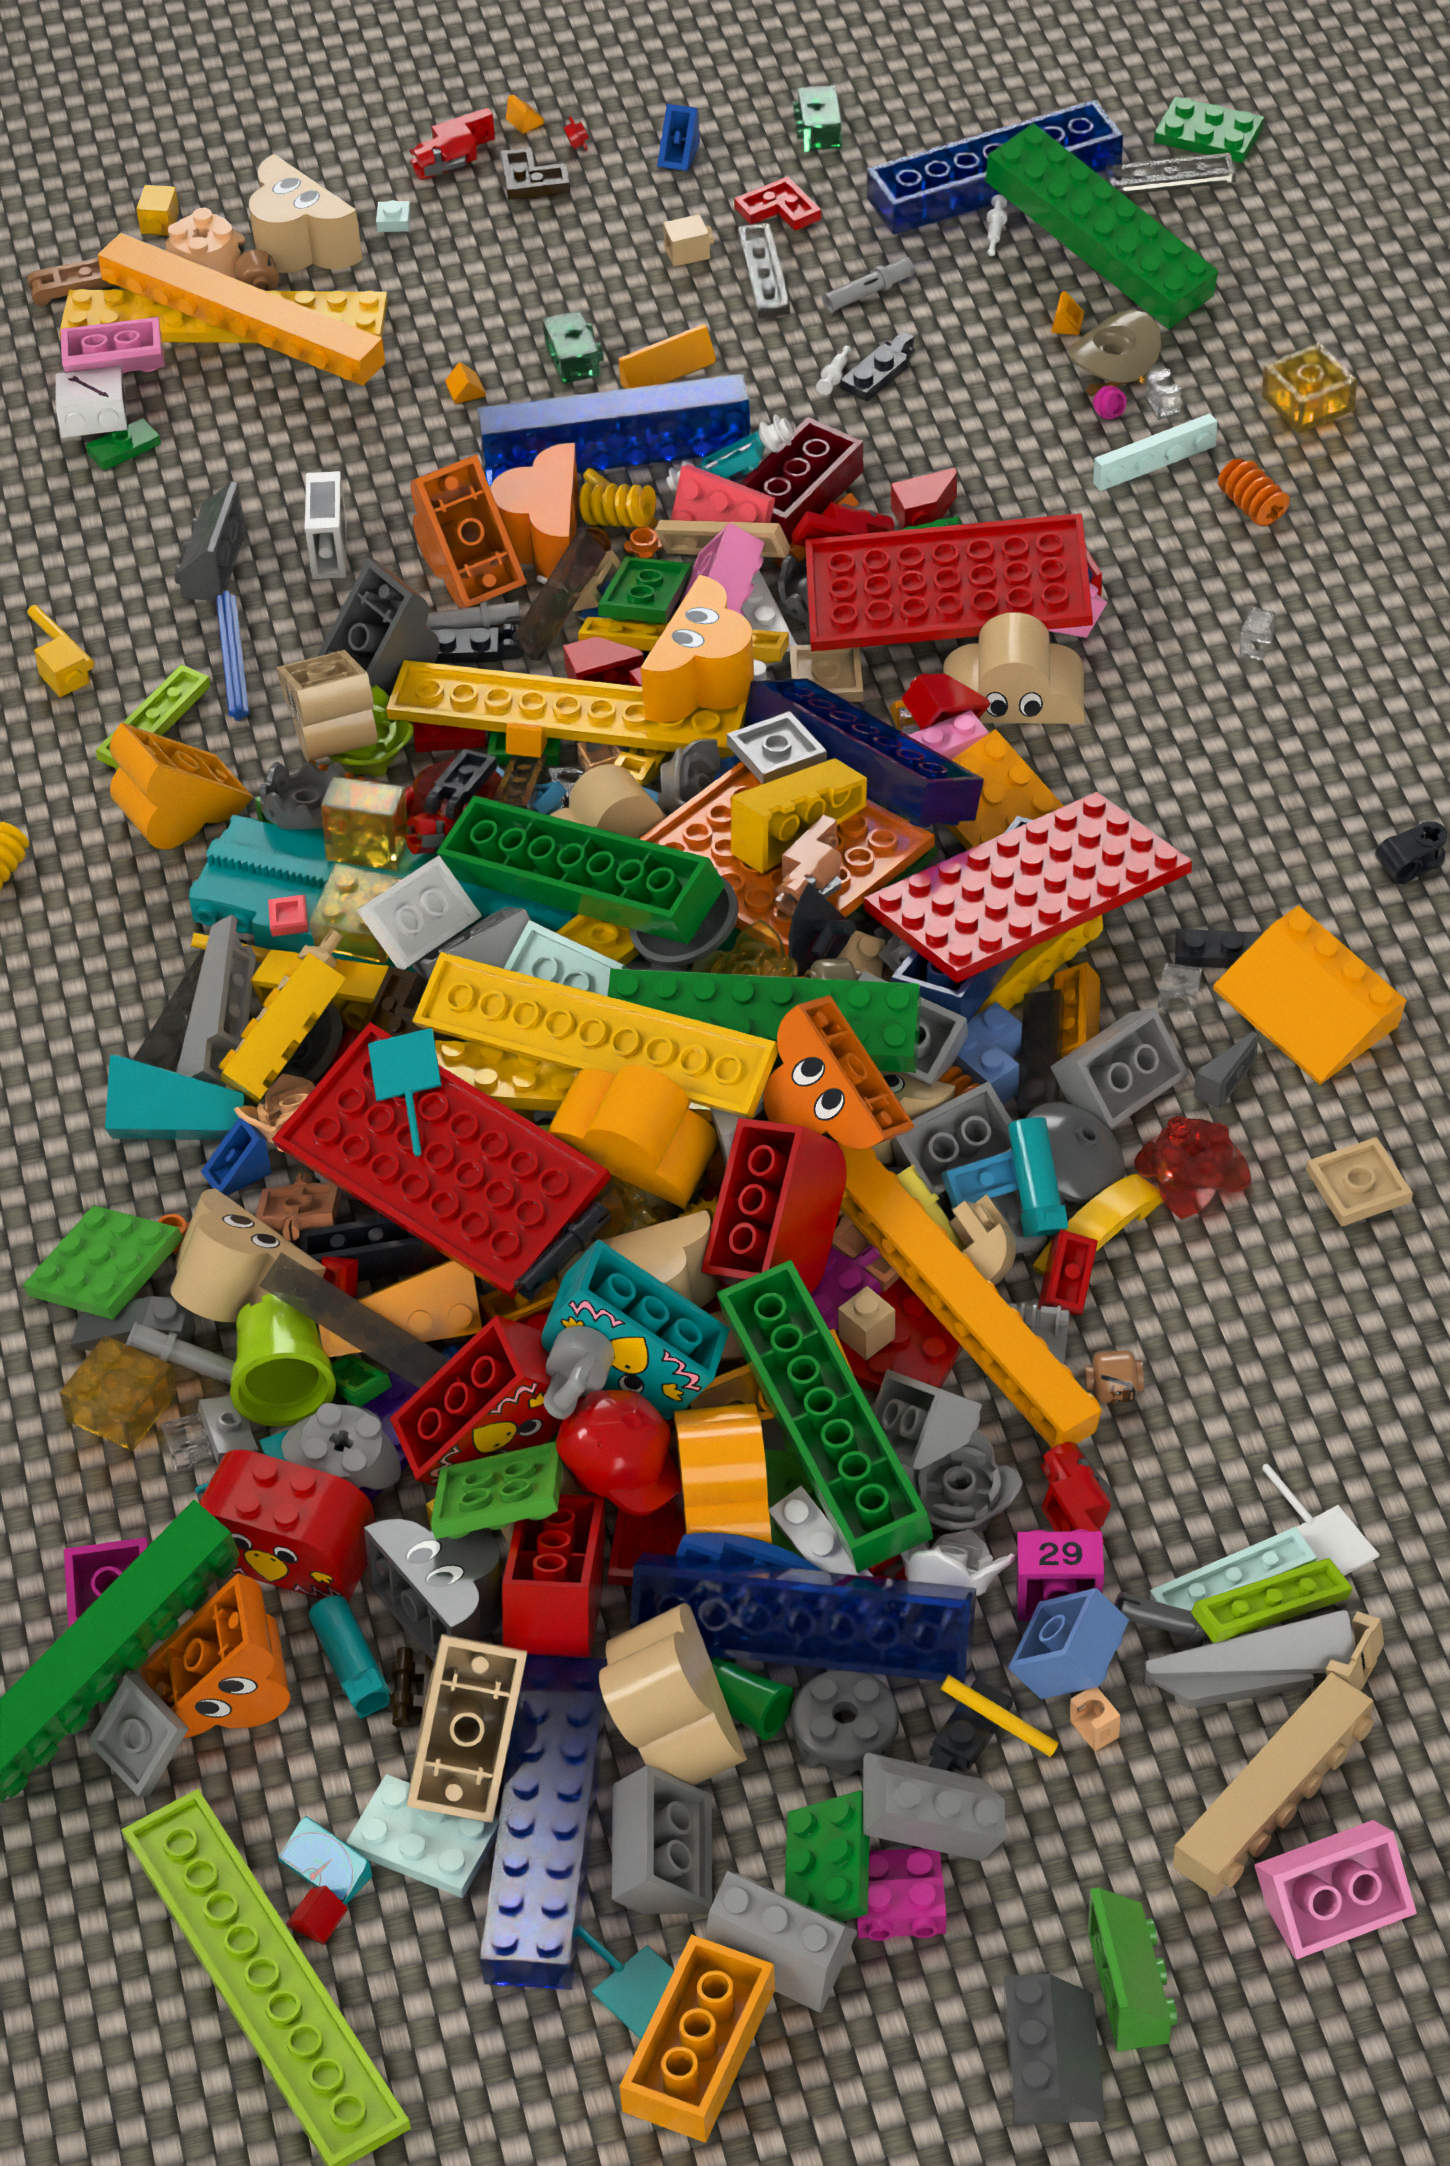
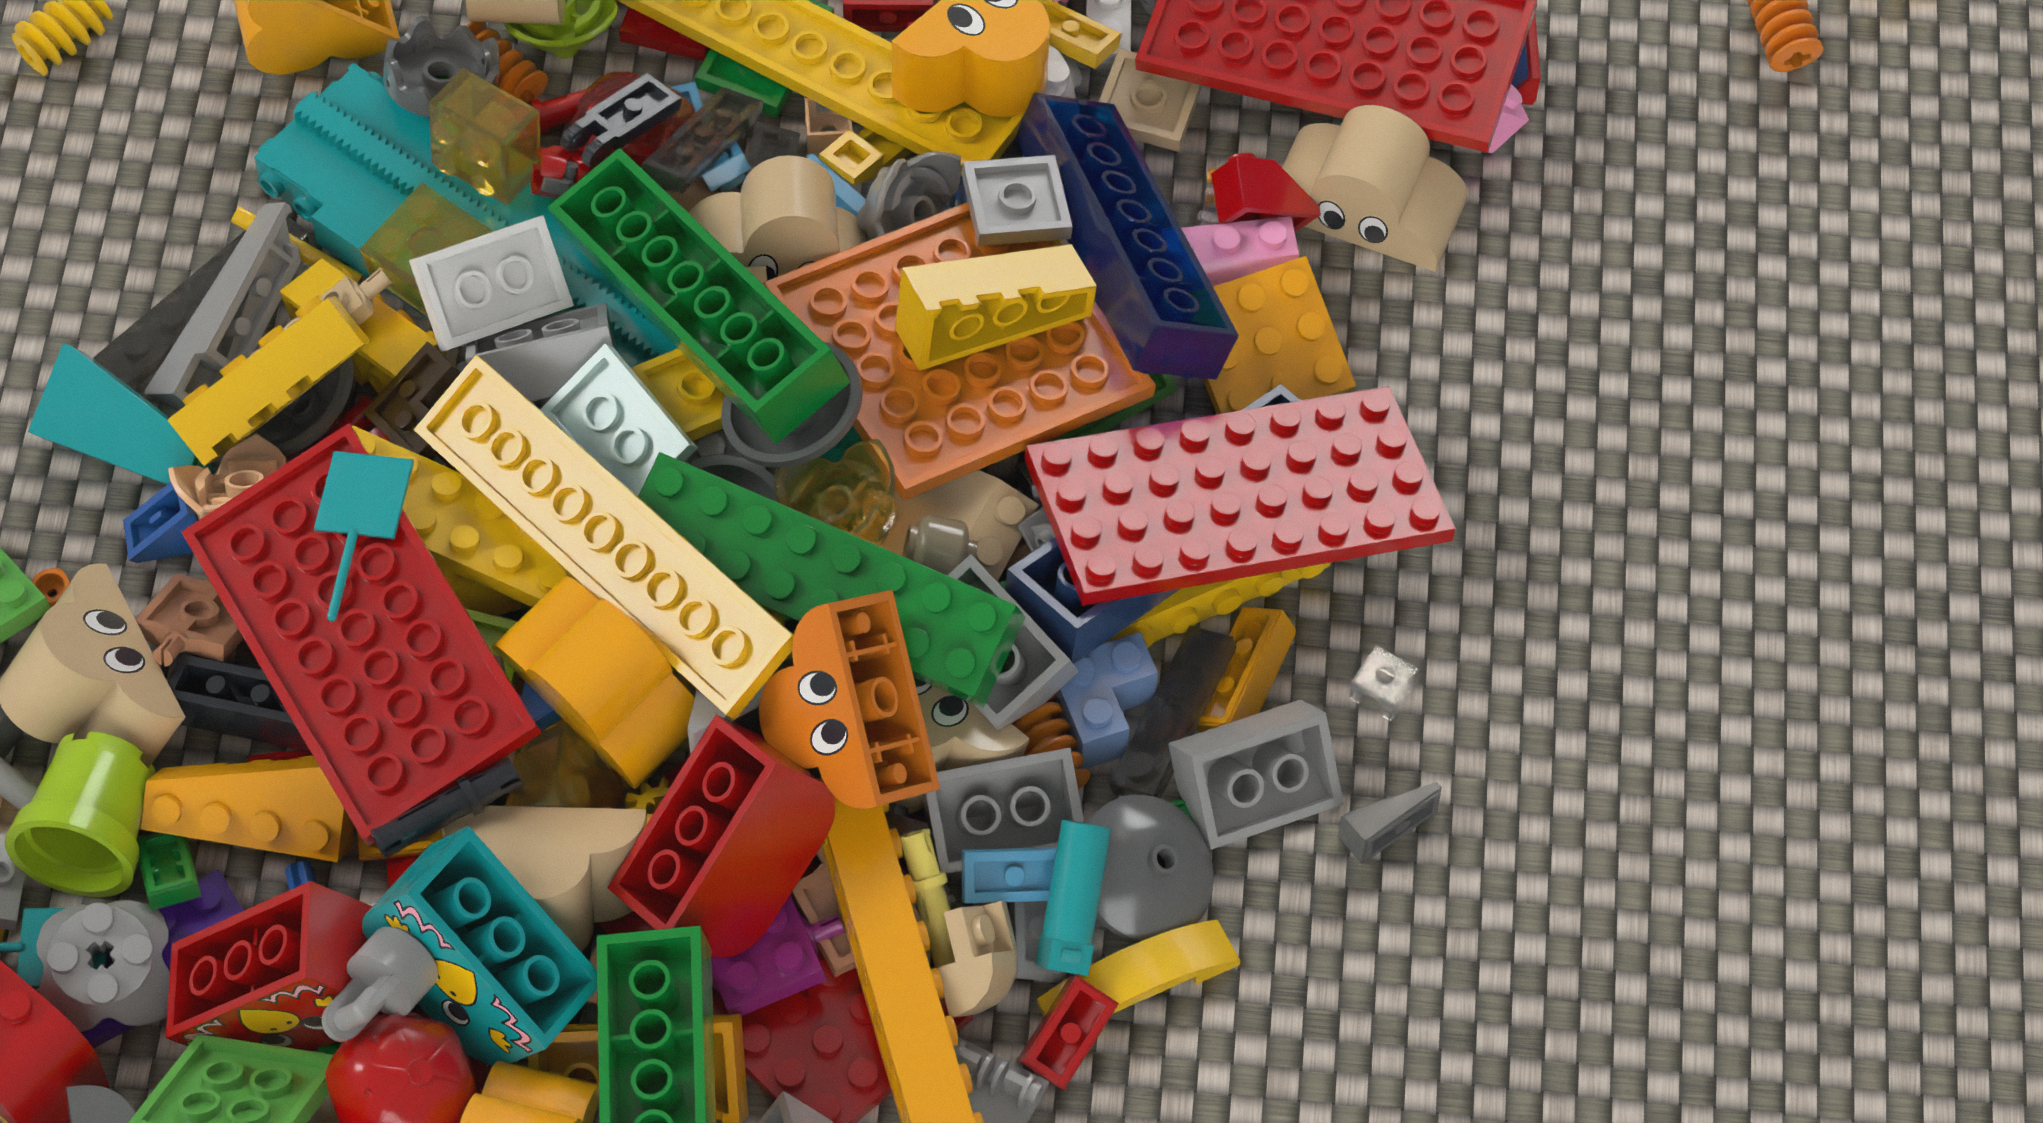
camera: 15 degrees right, 10 degrees up
(288, 915) = (353, 222): coral tile -> none
(341, 1273) = (200, 735): red slope -> none
(352, 1321) = (182, 804): clear smoke plate -> none
(525, 739) = (741, 77): light orange slope -> none
(811, 861) = (972, 389): nougat plate -> none
(817, 930) = (943, 476): black shield -> none
(866, 1323) = (787, 1018): tan brick -> none
(1192, 1163) = (1273, 961): clear red brick -> none
(1211, 947) = (1472, 650): black plate -> none
(1257, 627) = (1701, 214): clear piece -> none
(1311, 995) = (1534, 755): light orange slope -> none
(1359, 1181) = (1482, 1031): tan plate -> none
(1412, 853) = (1754, 597): black piece -> none

